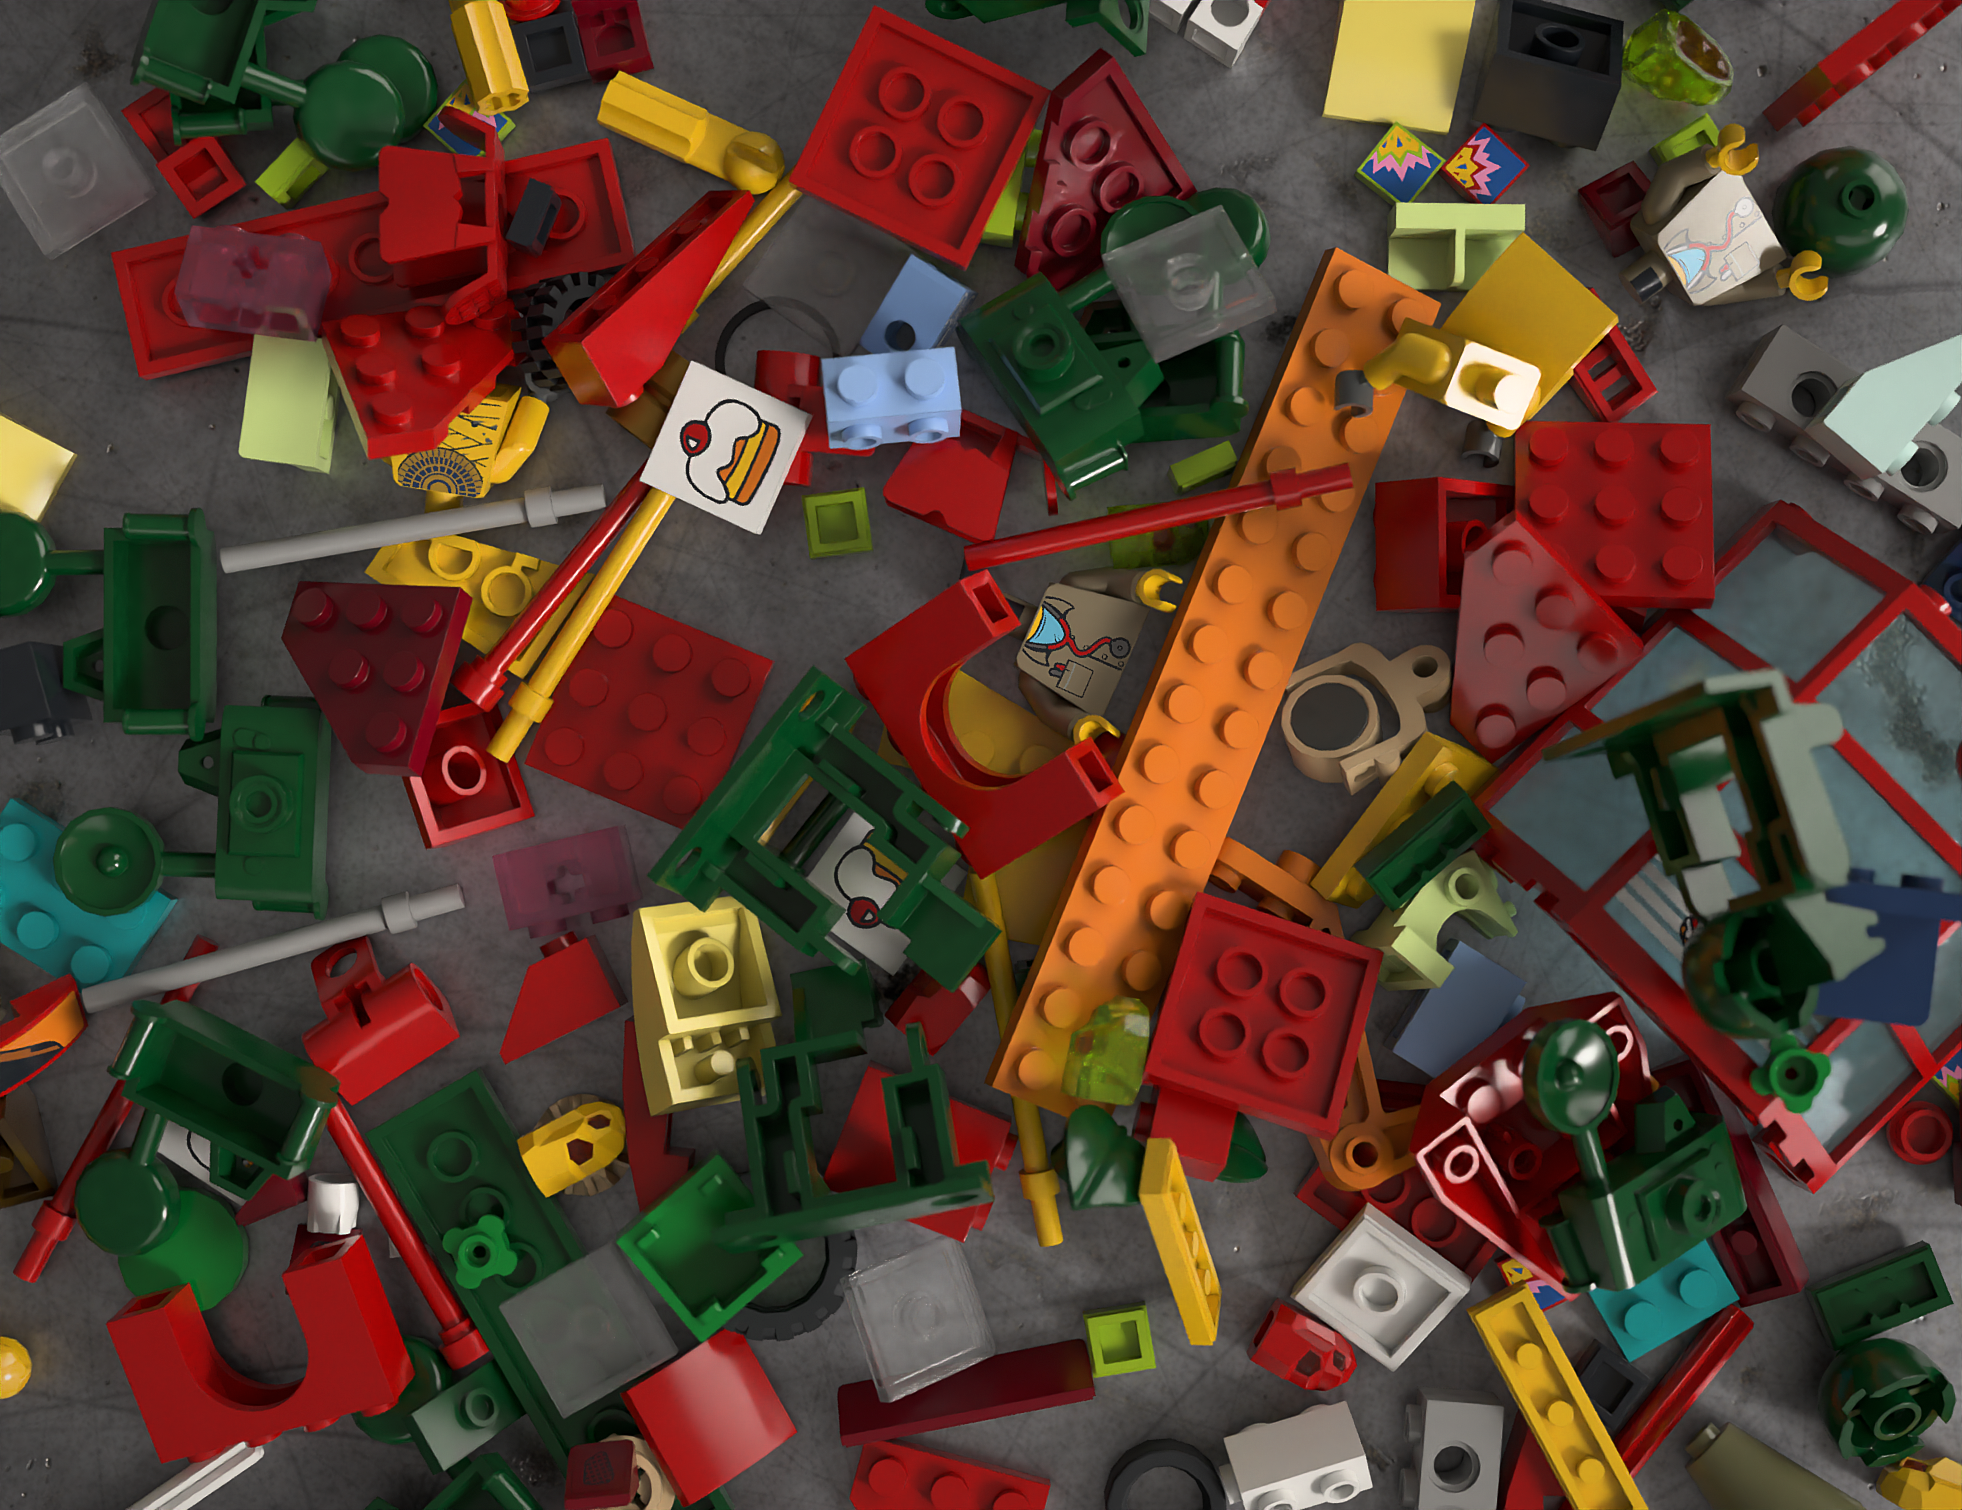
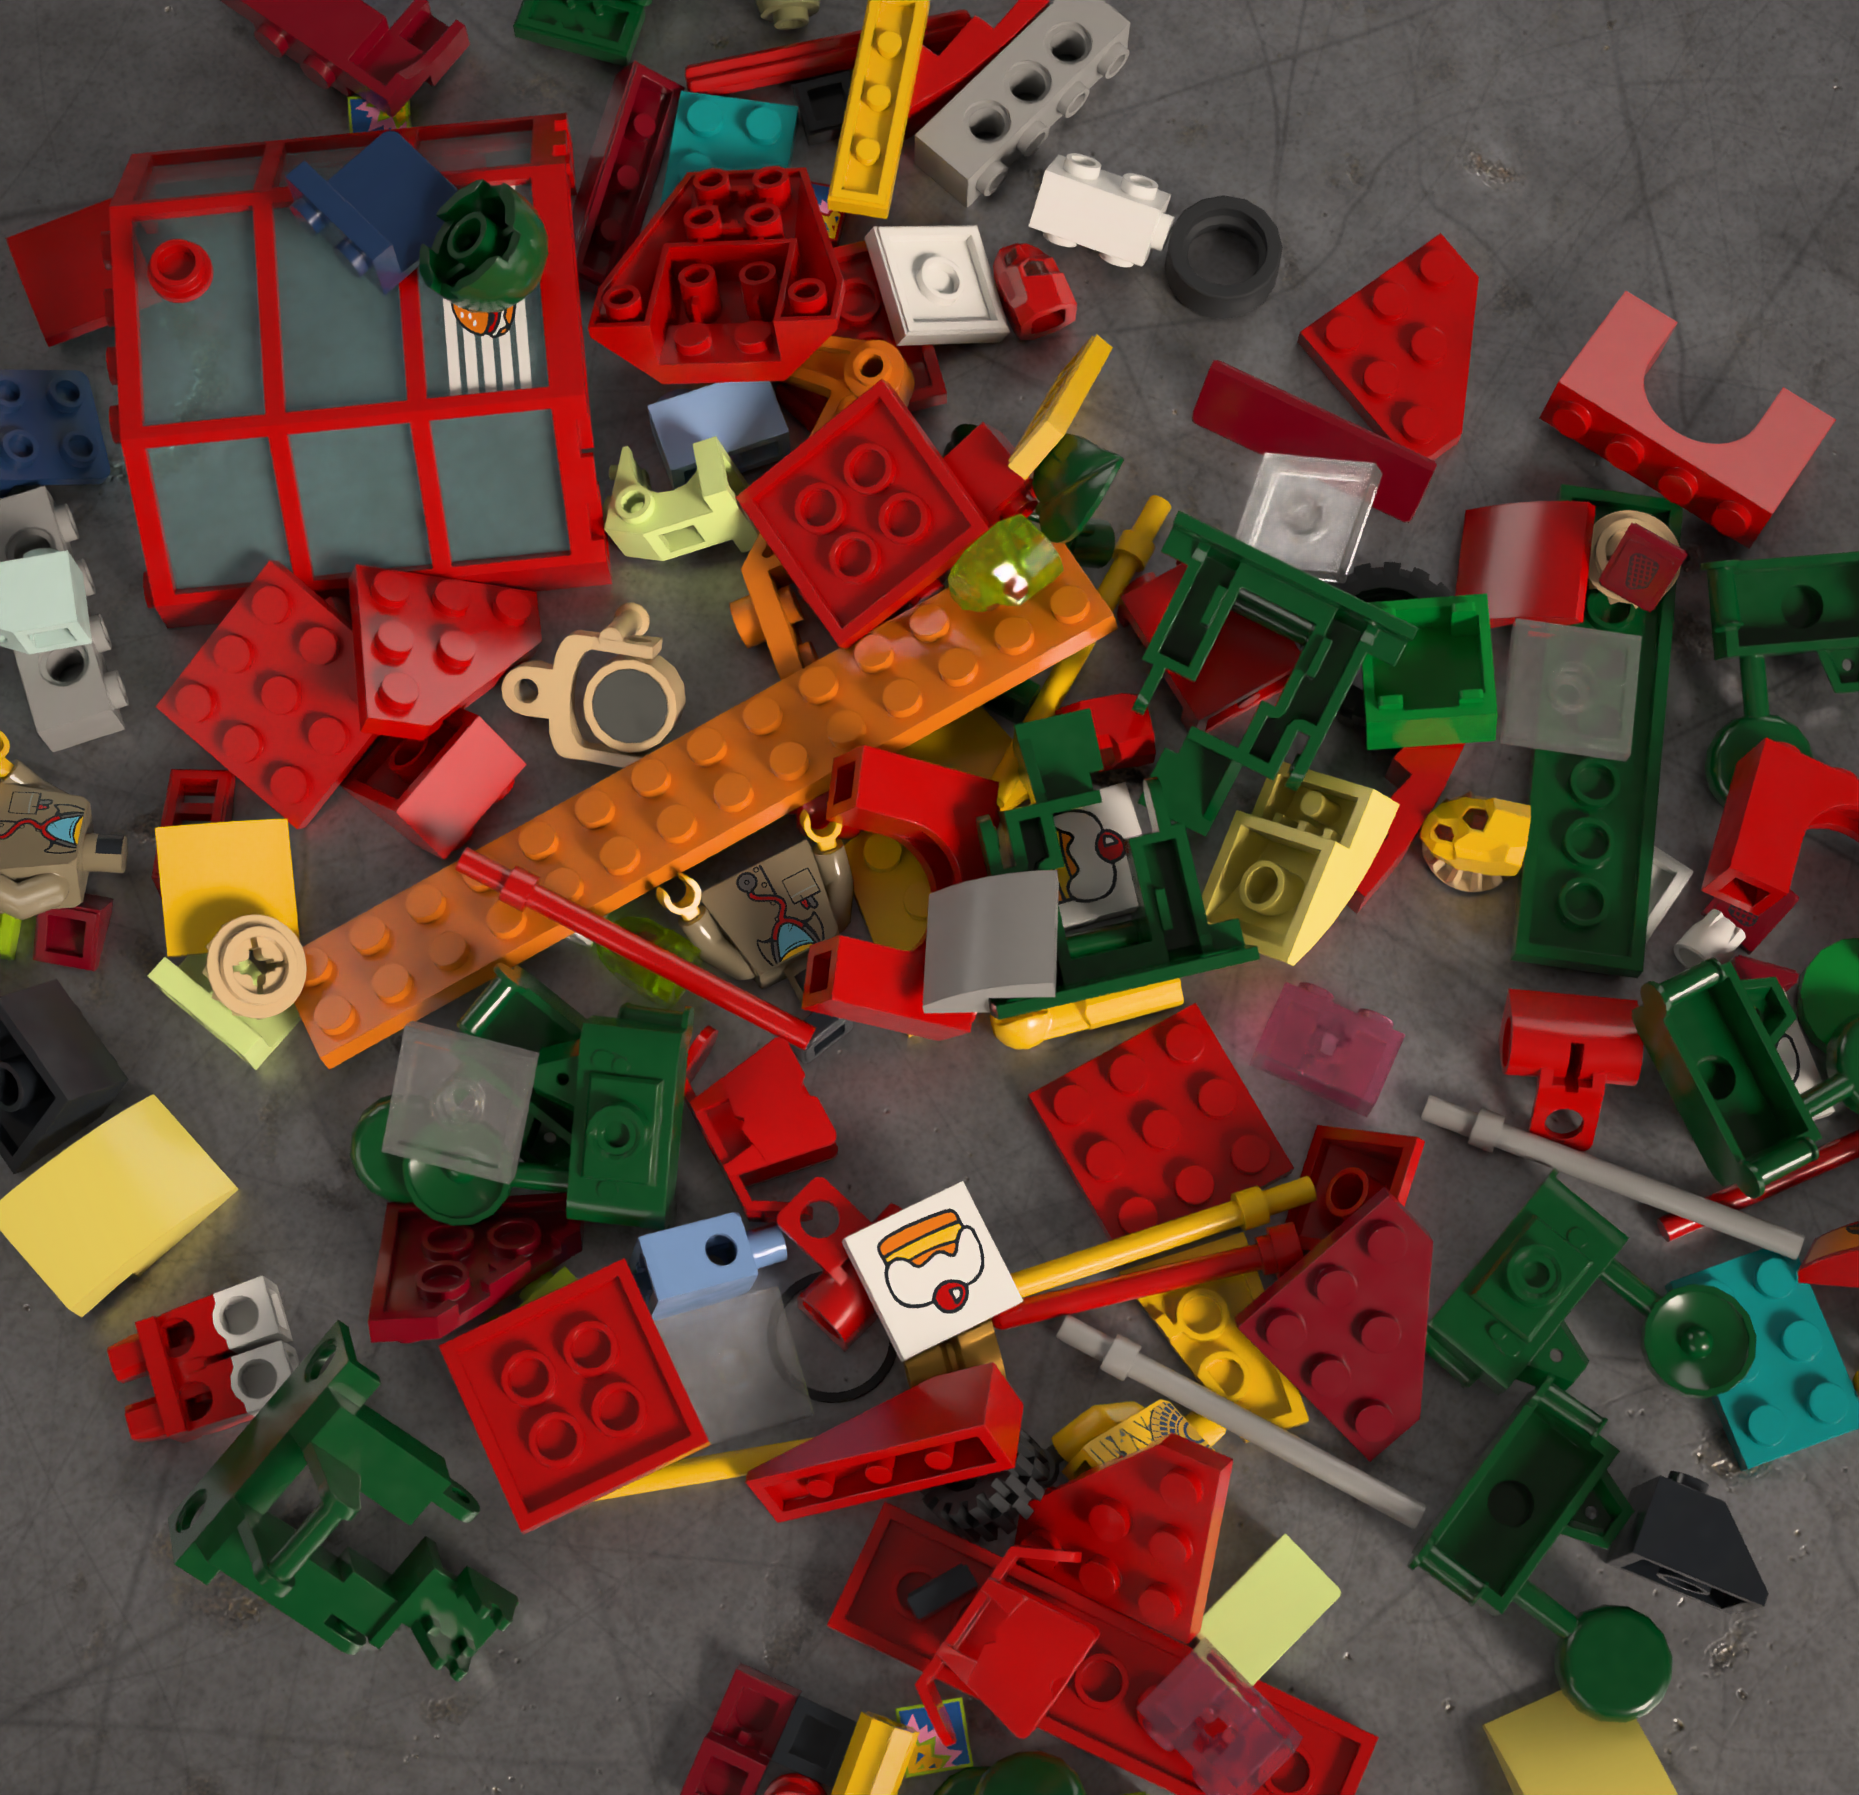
camera: 145 degrees left, 15 degrees down
(459, 1333) = (1680, 767): red piece -> none
(463, 1416) = (1720, 699): dark green plate -> none
(486, 1233) = (1599, 819): green plate -> none
(561, 994) = (1403, 960): red slope -> none
(691, 134) = (728, 1519): yellow piece -> none
(837, 523) = (890, 1165): lime tile -> none
(872, 728) = (991, 941): none -> light grey slope
(891, 398) = (769, 1194): light blue brick -> none
(1119, 1339) = (1163, 398): lime tile -> none
(1202, 468) = (568, 977): lime tile -> none
(1399, 166) = (214, 1095): tile -> none
(1417, 275) = (270, 943): none -> tan gear
(1418, 778) = (640, 595): yellow wing -> none
(1423, 846) = (641, 551): dark green plate -> none
(1452, 373) = (315, 878): yellow torso -> none
(1483, 167) = (152, 1042): tile -> none
(1648, 1201) = (687, 180): dark green piece -> none
(1752, 734) = (367, 297): dark green container -> none
(1810, 1074) = (520, 153): green plate -> none
(1920, 1133) = (450, 102): red plate -> none

